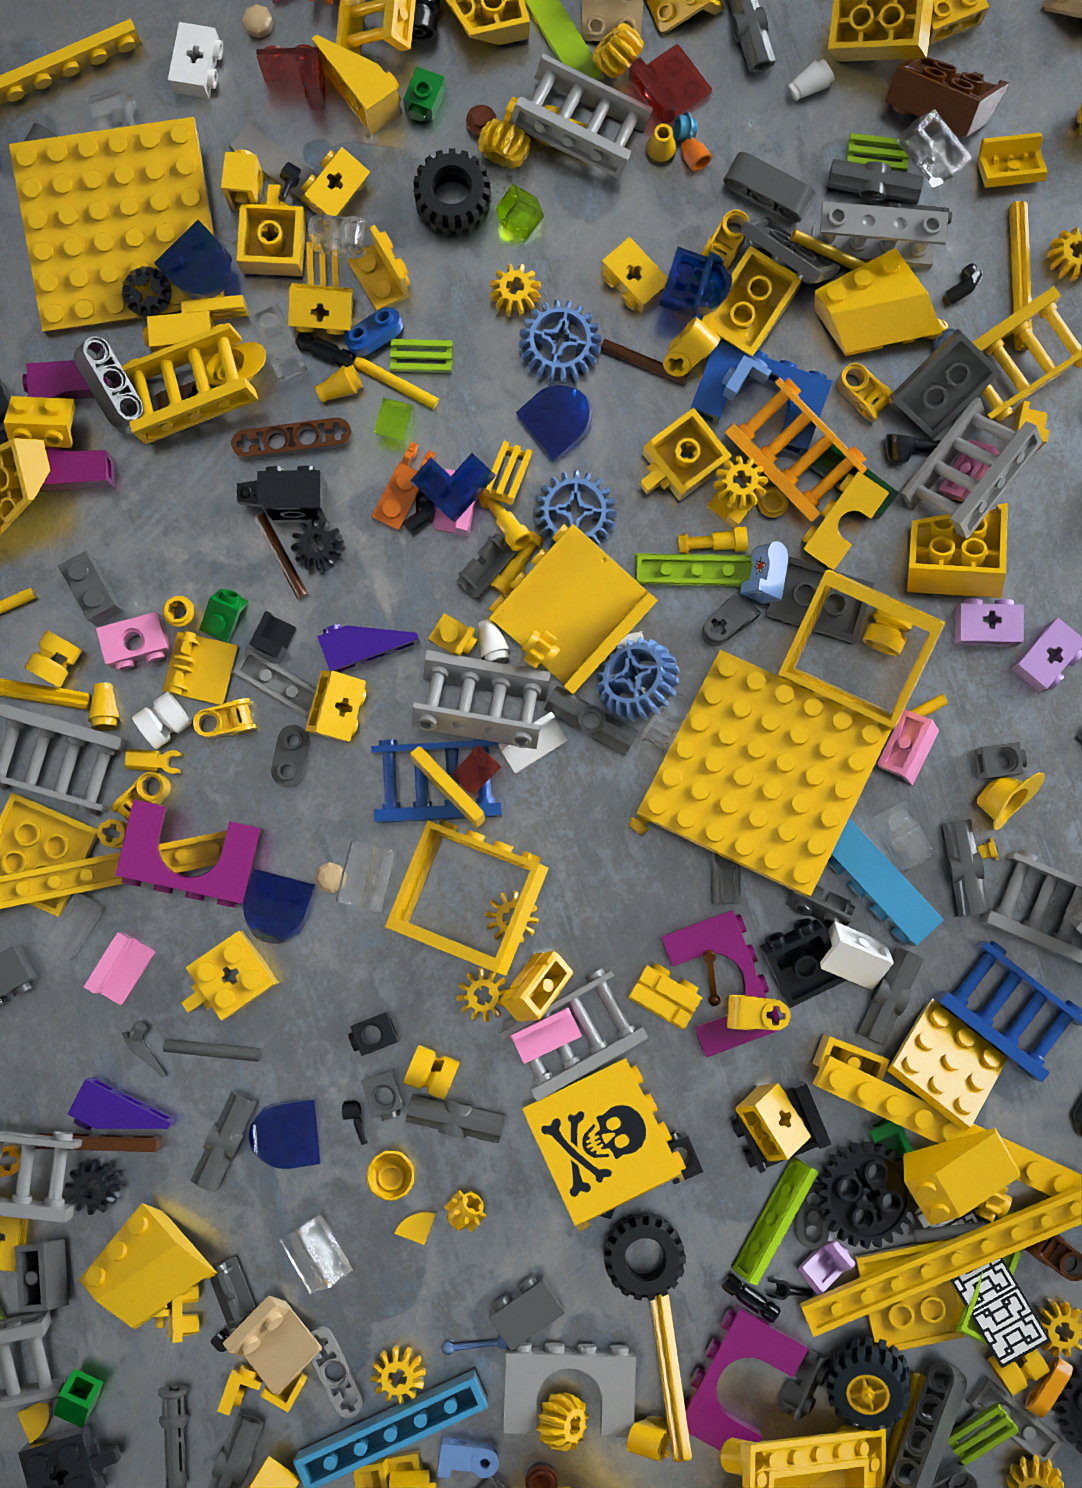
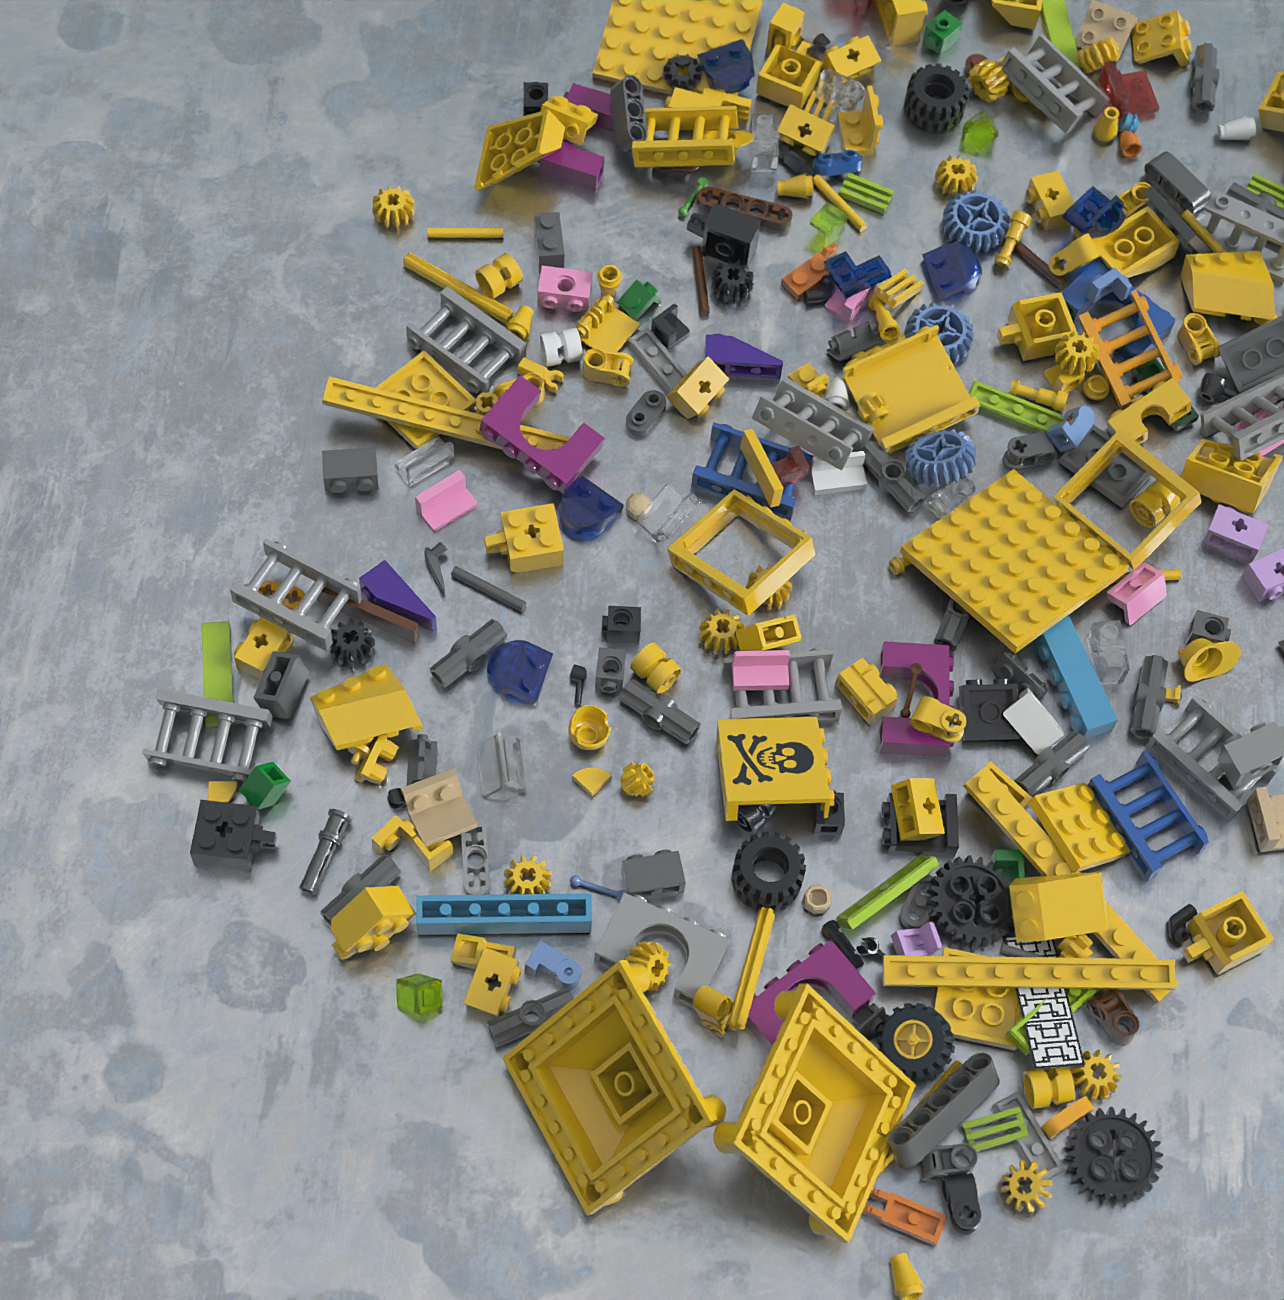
camera: 20 degrees right, 20 degrees down
(230, 423) = (702, 182): none -> bright green hinge
(610, 343) = (1019, 221): none -> yellow piece
(705, 1259) = (817, 899): none -> tan tile

